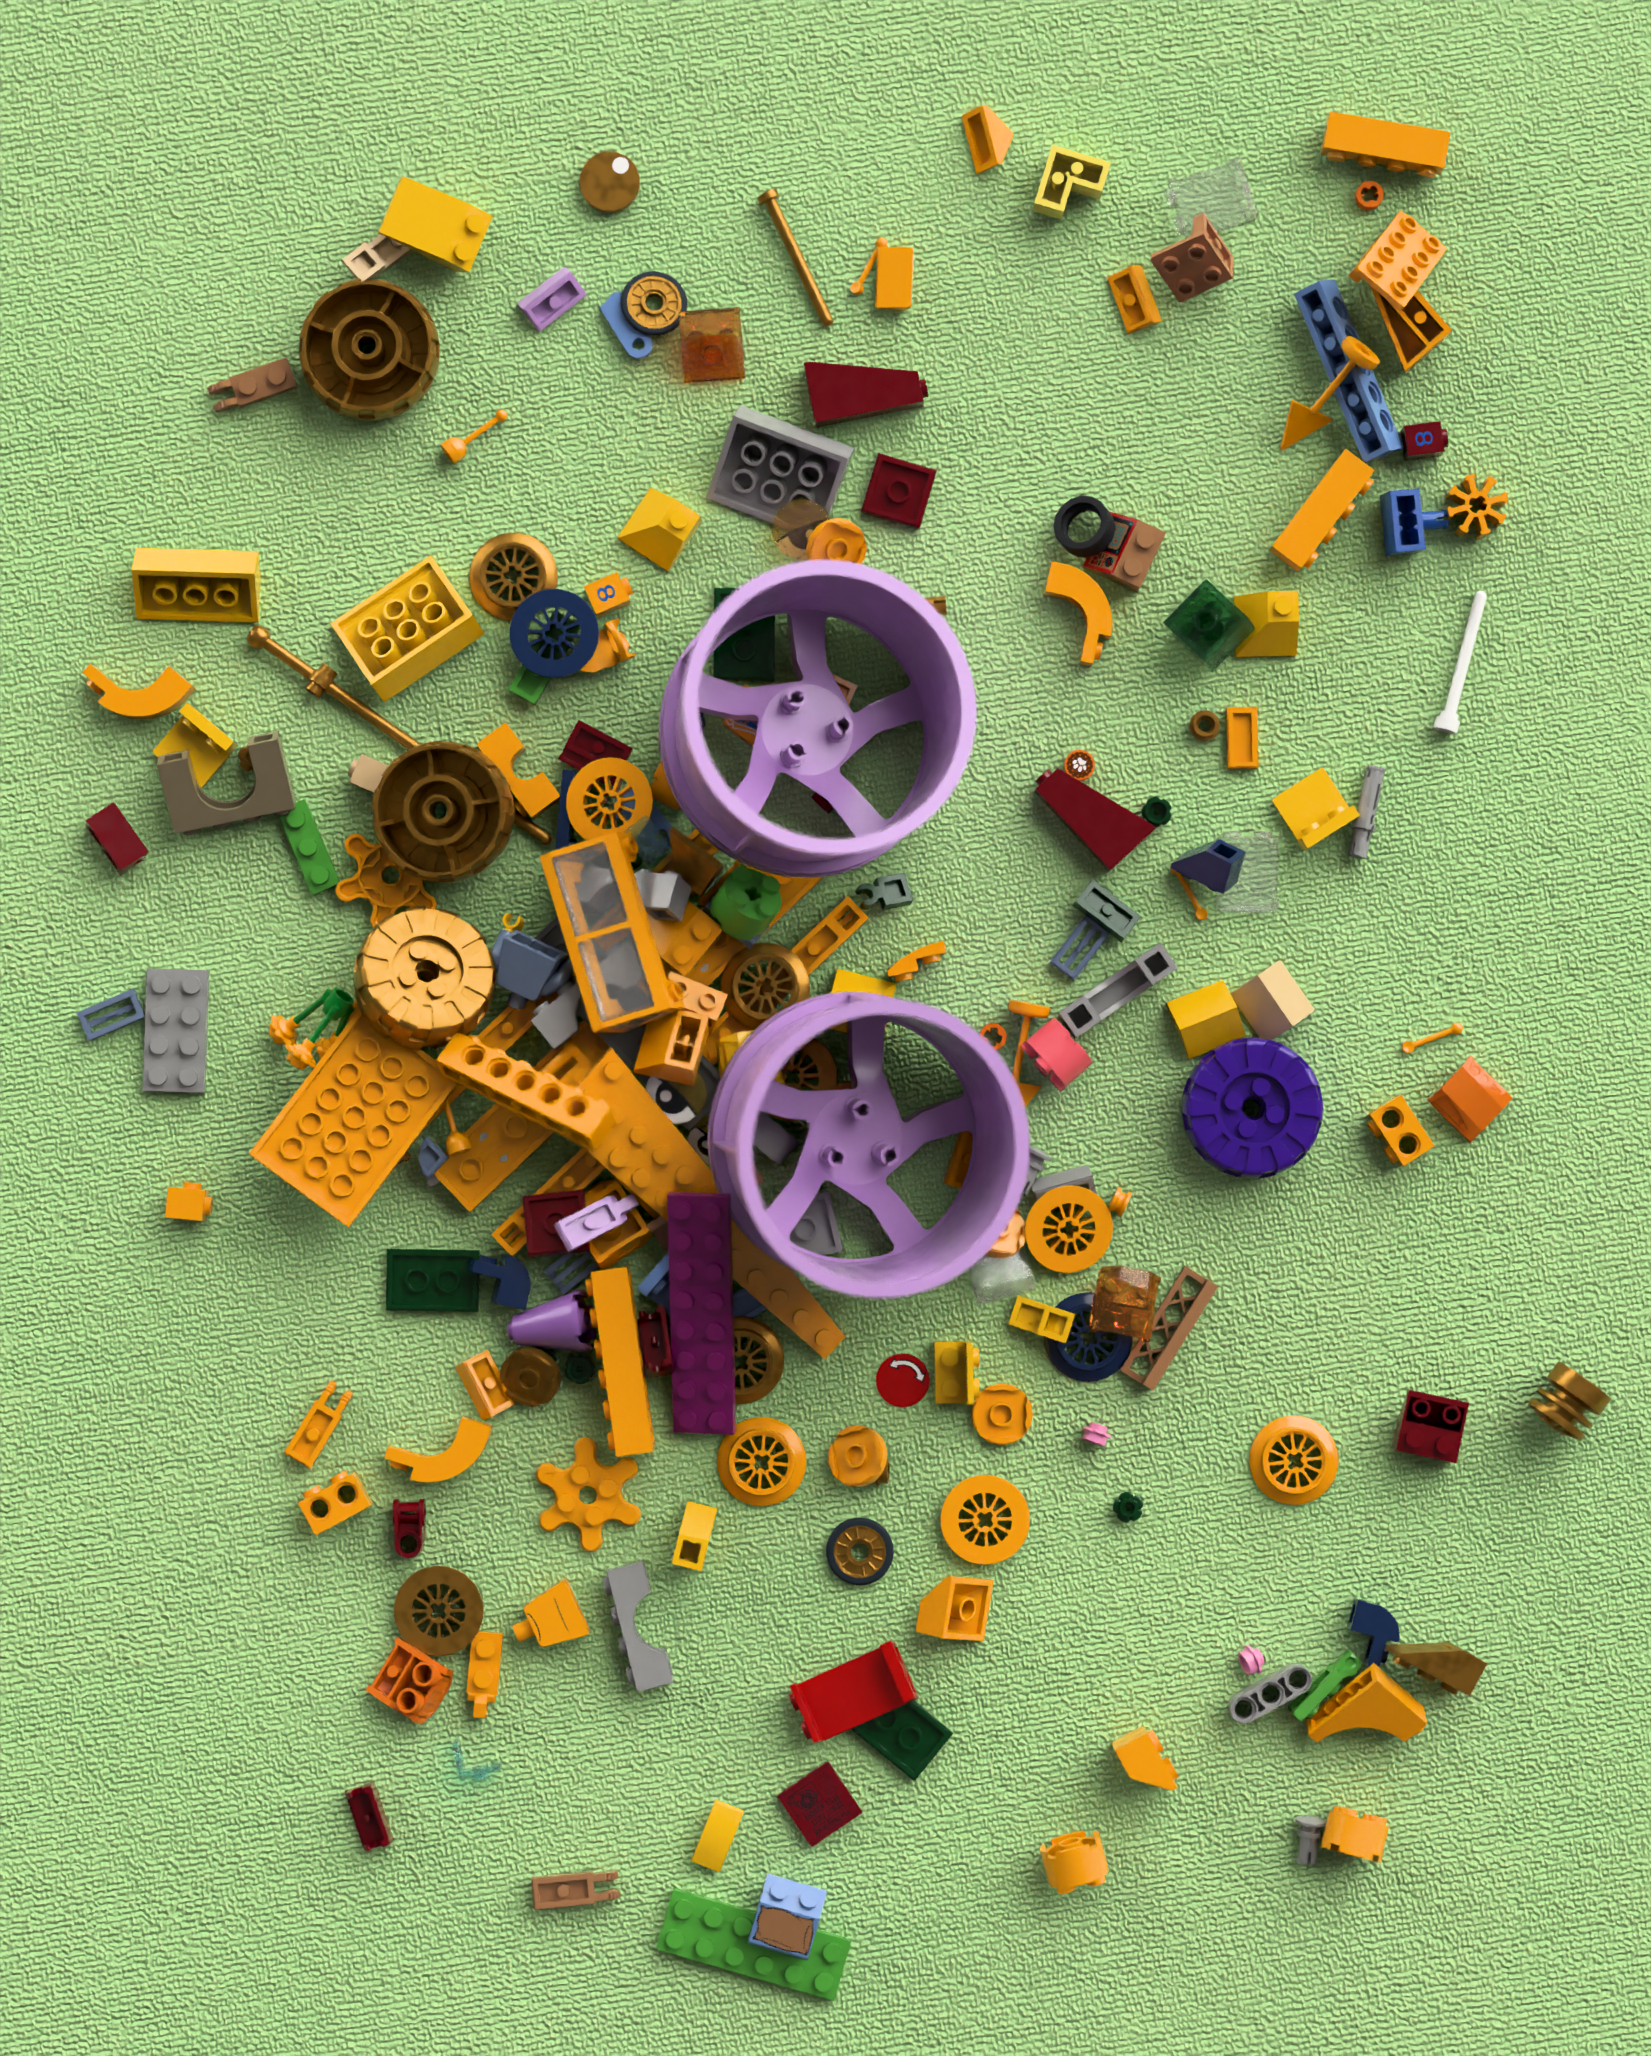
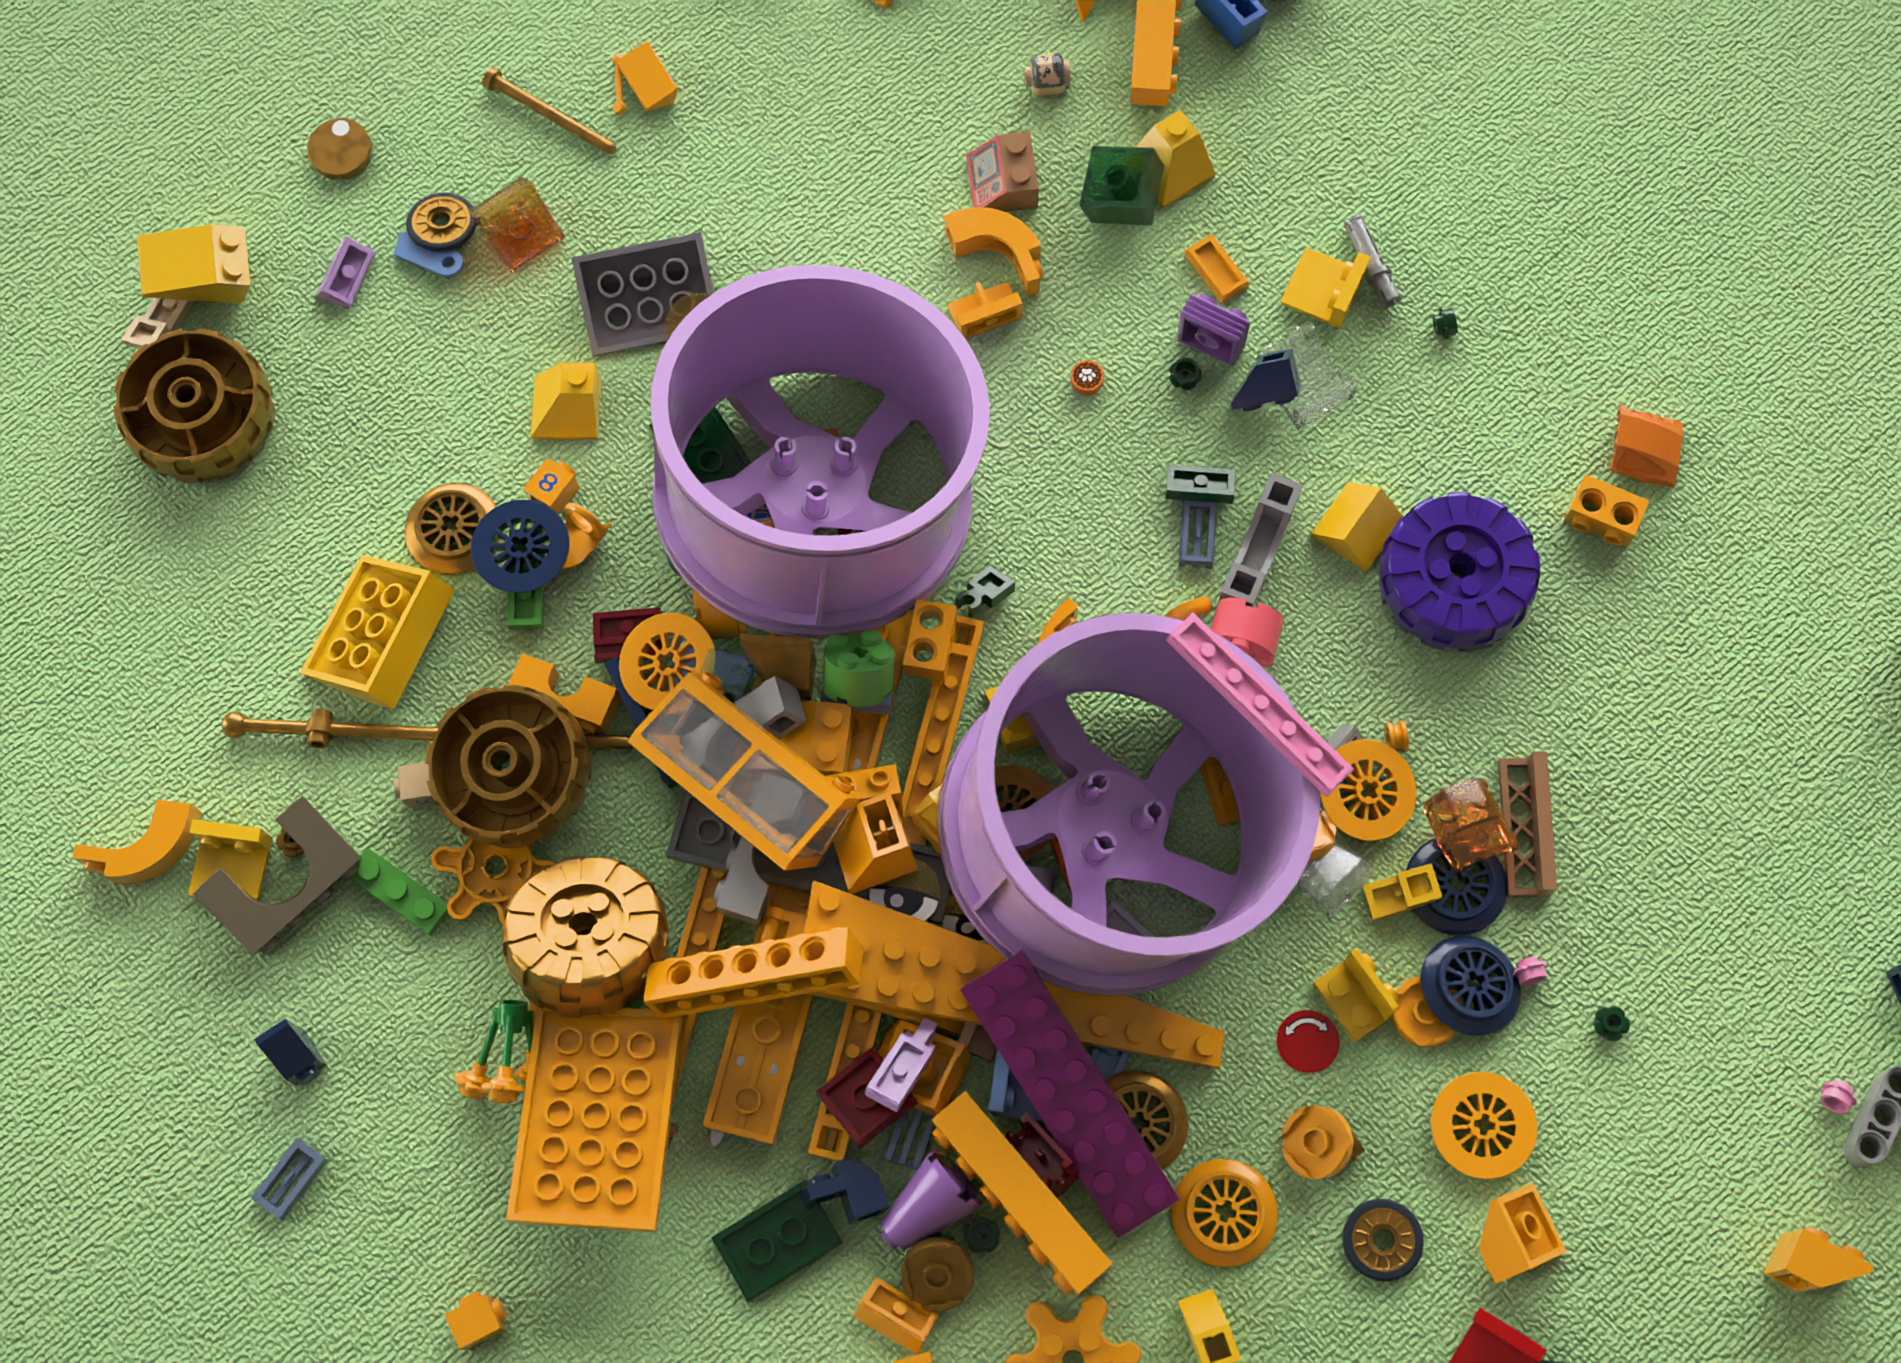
camera: 30 degrees left, 15 degrees down
(116, 838) = (197, 999): dark red hinge -> none
(164, 927) = (291, 1052): none -> dark blue slope
(176, 1030) = (365, 1153): light grey plate -> none
(196, 585) = (145, 713): yellow slope -> none
(255, 385) = (102, 506): medium nougat hinge -> none
(431, 1157) = (699, 1112): sand blue tile -> none
(456, 448) = (328, 447): light orange hinge -> none
(457, 1141) = (716, 1079): light orange hinge -> none
(528, 965) = (683, 859): sand blue torso -> none
(704, 899) = (819, 685): hinge -> none
(762, 952) = (888, 735): pearl gold piece -> none
(822, 915) = (934, 640): none -> light orange brick
(859, 392) = (676, 184): dark red slope -> none
(898, 491) = (765, 243): dark red tile -> none
(1003, 1139) = (1259, 704): none -> bright pink tile
(1014, 1420) = (1445, 1006): none -> dark blue piece
(1037, 656) = (985, 309): none -> light orange panel
(1073, 508) = (936, 163): black tyre -> none
(1094, 819) = (1130, 412): dark red slope -> none
(1198, 795) = (1213, 328): none -> medium lavender brick
(1200, 913) = (1285, 437): light orange hinge -> none
(1207, 716) = (1176, 268): pearl gold plate -> none
(1218, 483) = (1047, 74): none -> head
(1263, 1445) = (1707, 902): light orange piece -> none
(1272, 1002) = (1407, 471): tan slope -> none
(1387, 899) = (1445, 322): none -> dark green plate
(1409, 1046) = (1557, 436): light orange hinge -> none
(1430, 1426) = (1837, 758): dark red slope -> none
(1448, 719) = (1387, 145): white piece -> none

